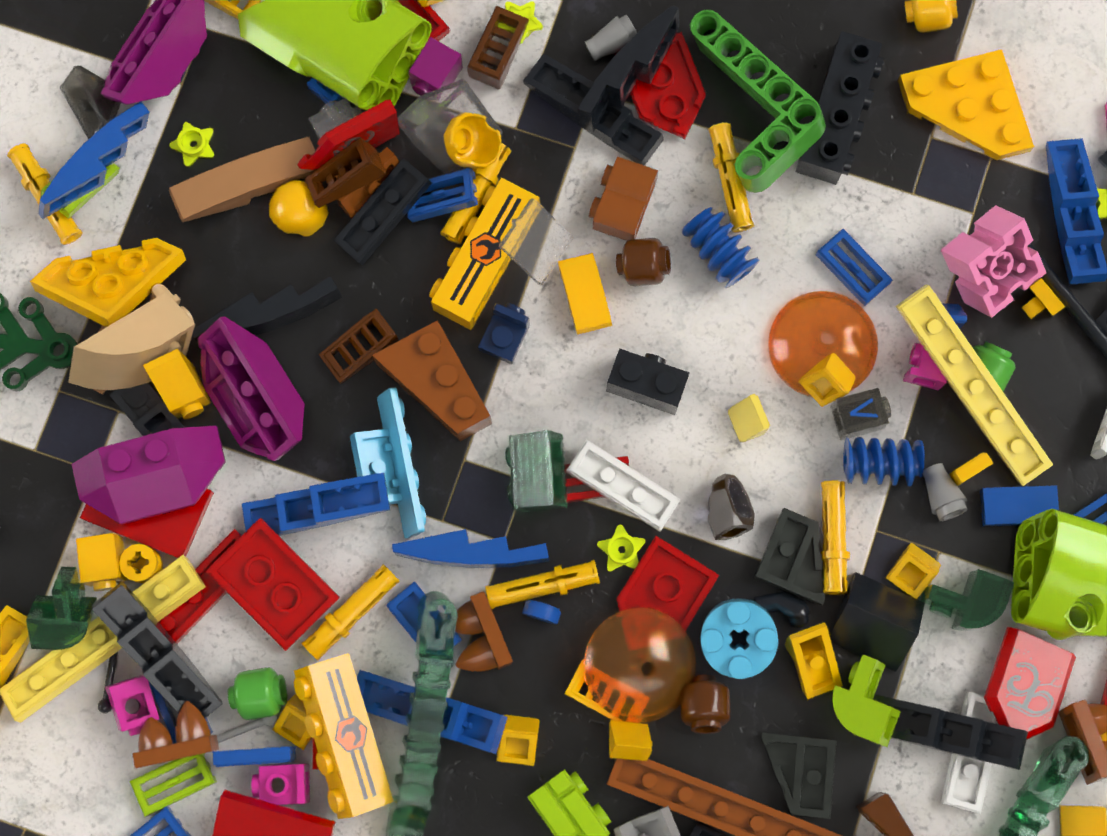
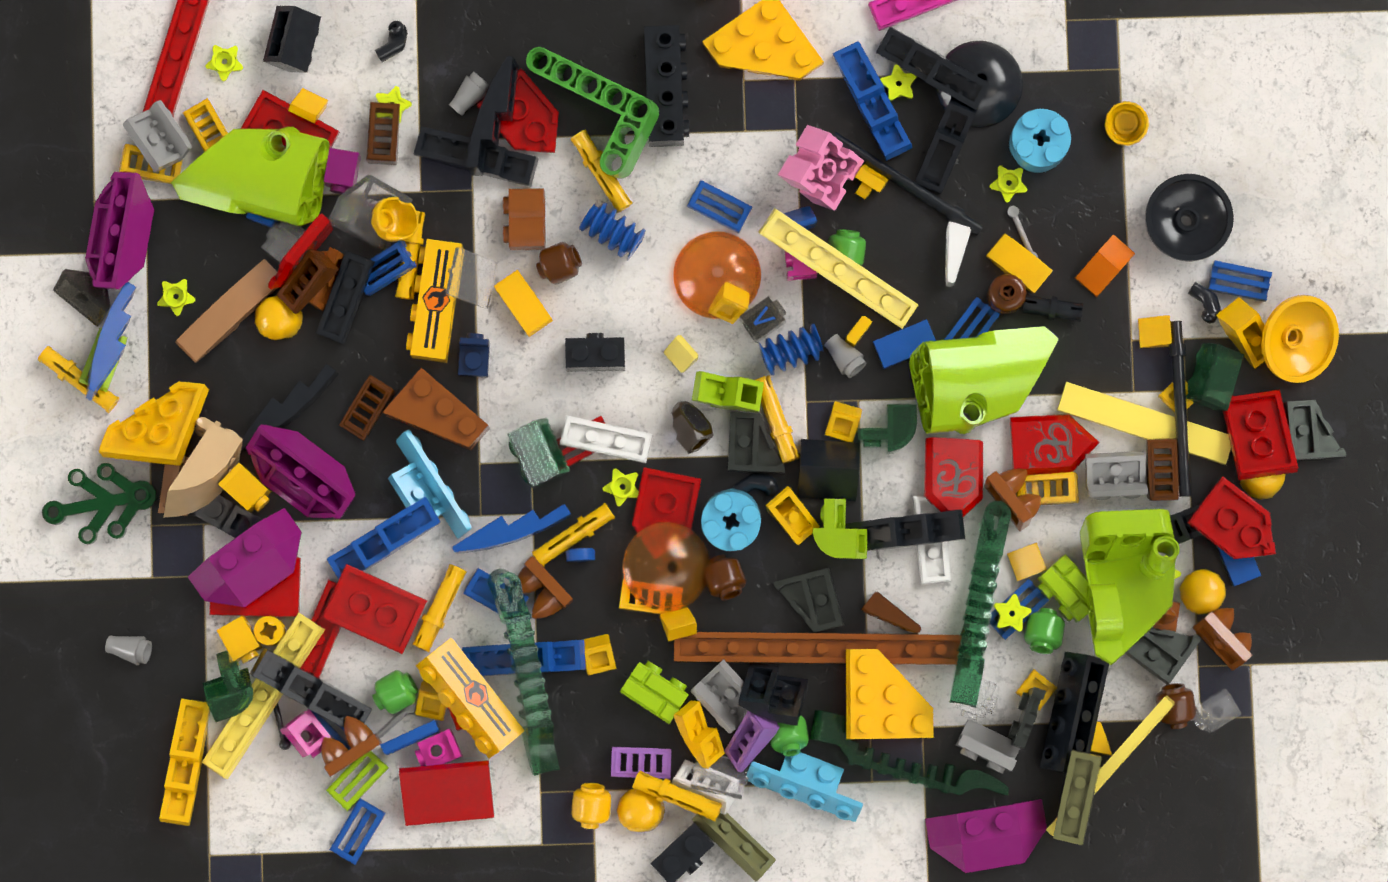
camera: 25 degrees left, 5 degrees up
(789, 485) = (727, 392): none -> lime brick

